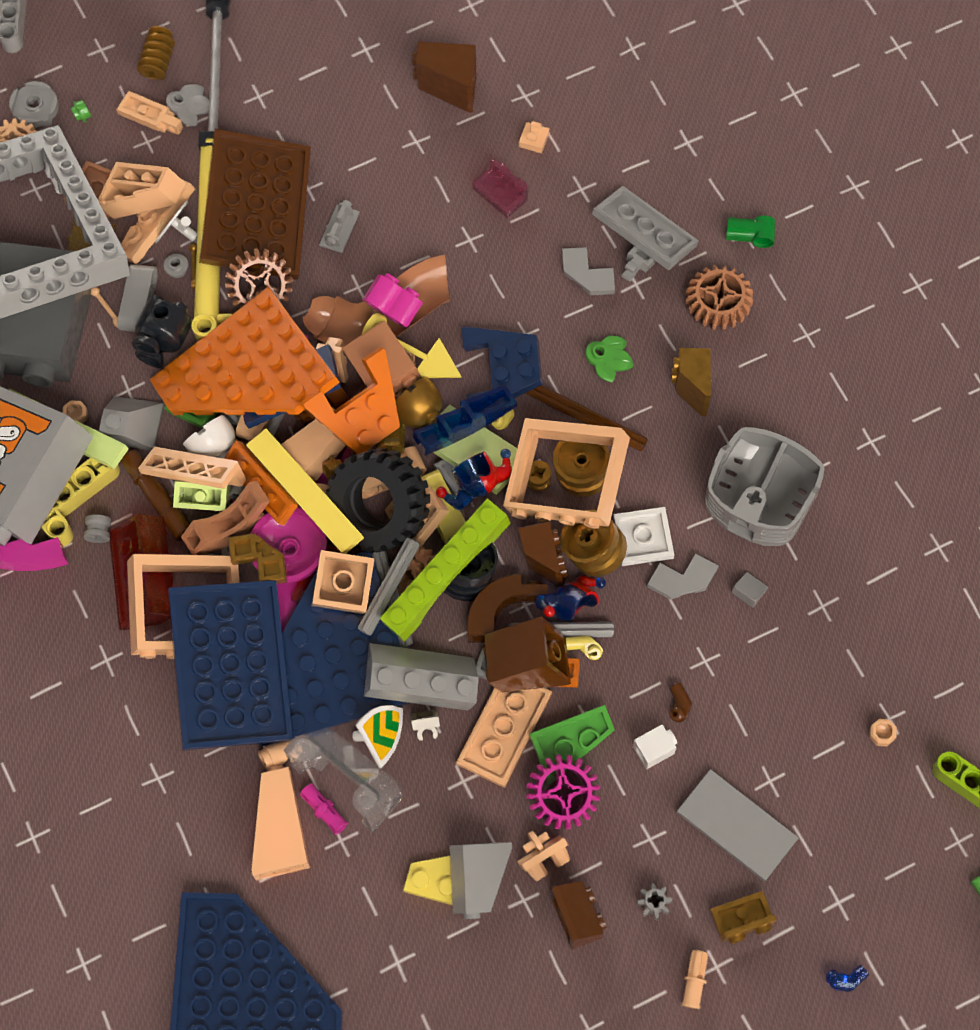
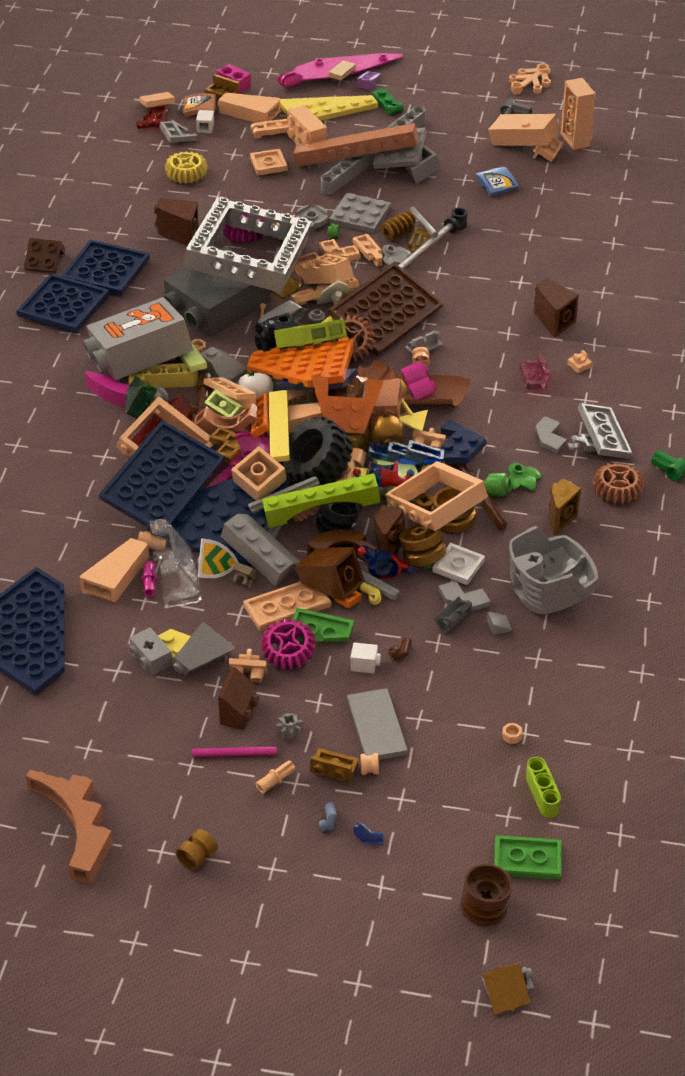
camera: 35 degrees right, 25 degrees down
(81, 549) = (139, 397): none -> clear green slope
(86, 58) = (360, 213): none -> light grey plate
(123, 139) = (332, 247): none -> light nougat tile
(180, 27) = (424, 222): none -> light grey bar
(187, 39) = (422, 231): none -> clear yellow tile
(213, 319) = (310, 333): none -> lime slope
(354, 252) = (421, 354): none -> light nougat wheel
(408, 902) = (150, 651): none -> light grey brick
(470, 374) = (429, 438): none -> light nougat hips
(595, 391) = (498, 485): none -> bright green head
(622, 977) = (222, 752): none -> dark pink bar
(697, 625) = (452, 614): none -> dark grey hinge
(778, 888) = (369, 764): none -> light nougat wheel
(795, 987) = (331, 815): none -> sand blue arm

